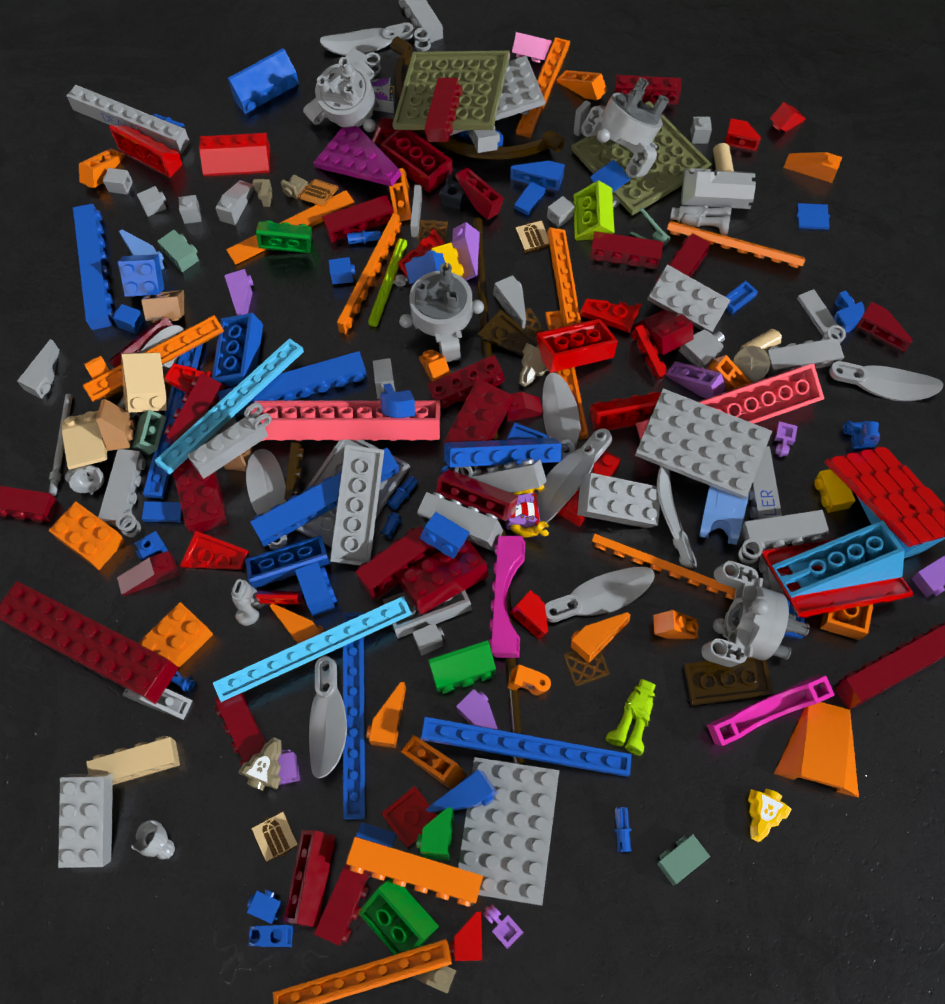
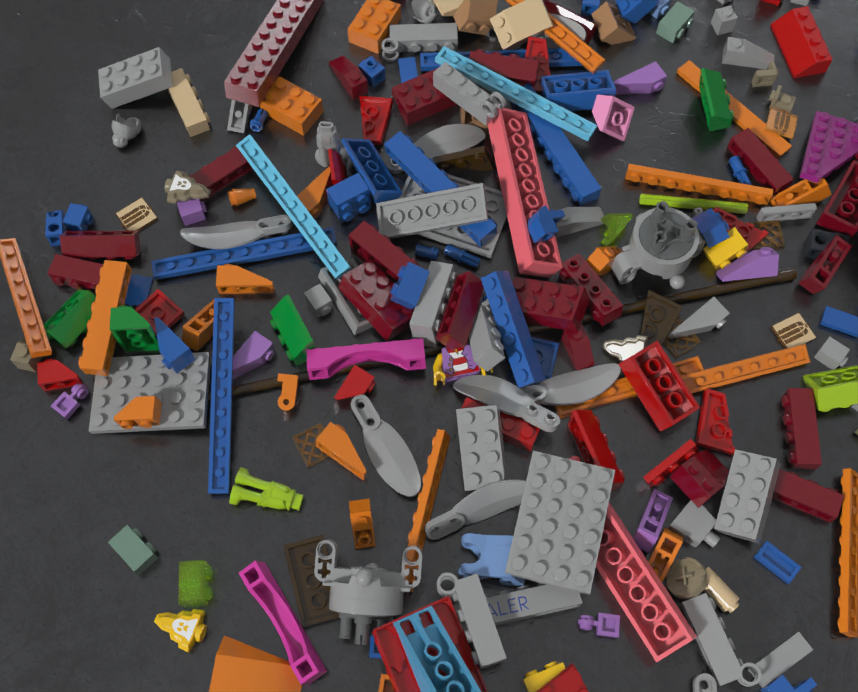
camera: 80 degrees right, 0 degrees up
(148, 432) = (480, 41): sand green brick -> none
(279, 324) = (612, 116): none -> bright pink slope
(279, 710) = (240, 196): none -> orange cone
(341, 270) = (691, 157): blue brick -> none
(401, 348) = (615, 224): none -> clear neon green slope
(538, 833) = (141, 412): none -> orange slope
(622, 829) = (157, 493): blue axle -> none
(659, 235) = (831, 464): sand green plant -> none
(723, 797) = (194, 583): none -> clear neon green brick

